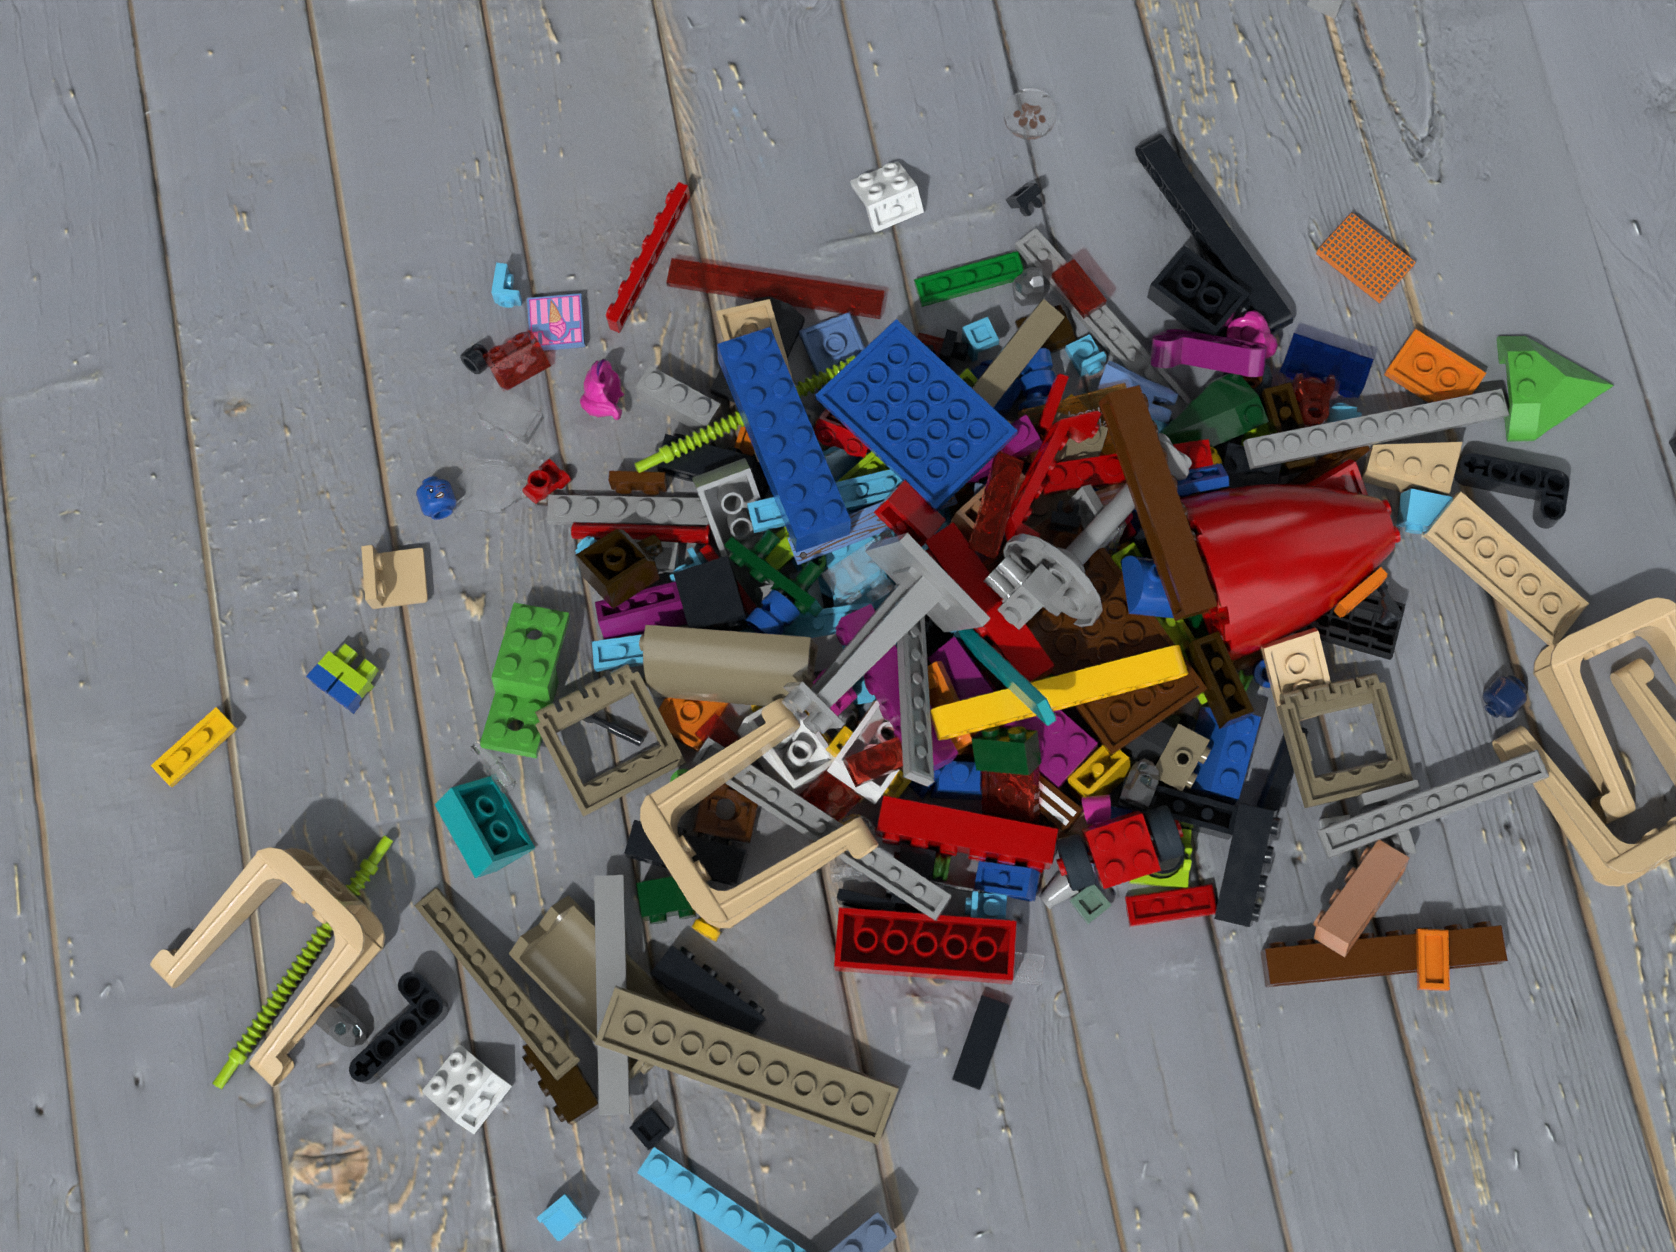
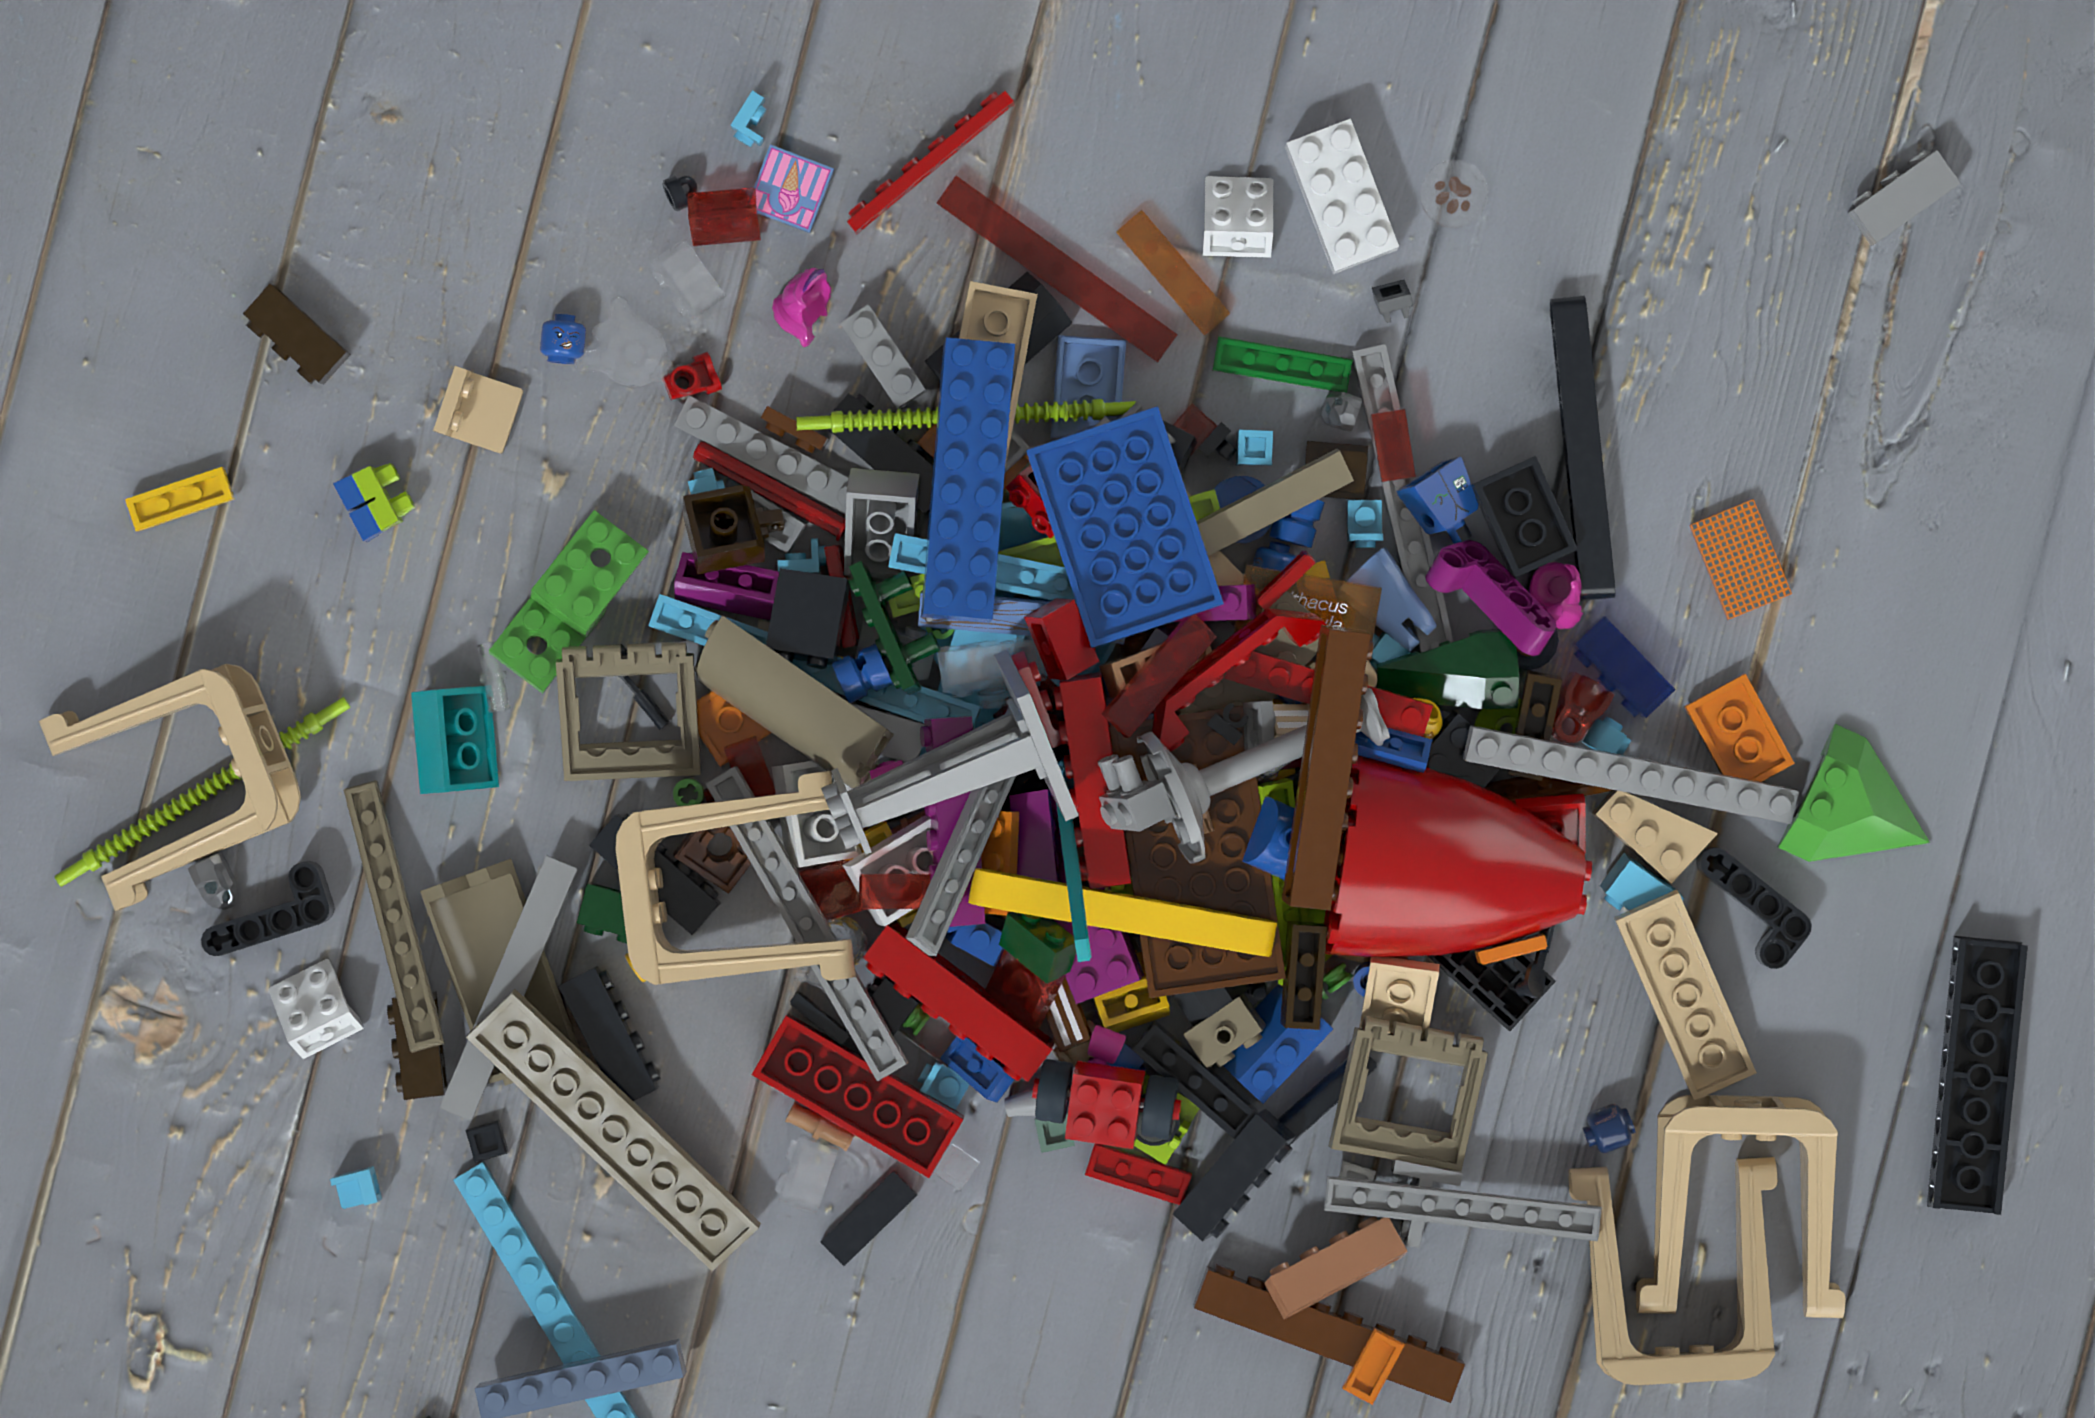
camera: 20 degrees right, 15 degrees up
(233, 586) = (295, 335): none -> dark brown brick
(859, 253) = (1173, 273): none -> clear orange tile
(907, 987) = (819, 1126): none -> medium nougat pin
(952, 146) = (1341, 196): none -> white brick
(1133, 310) = (1442, 499): none -> blue torso
(1140, 784) = (1164, 1042): flat silver rock -> none

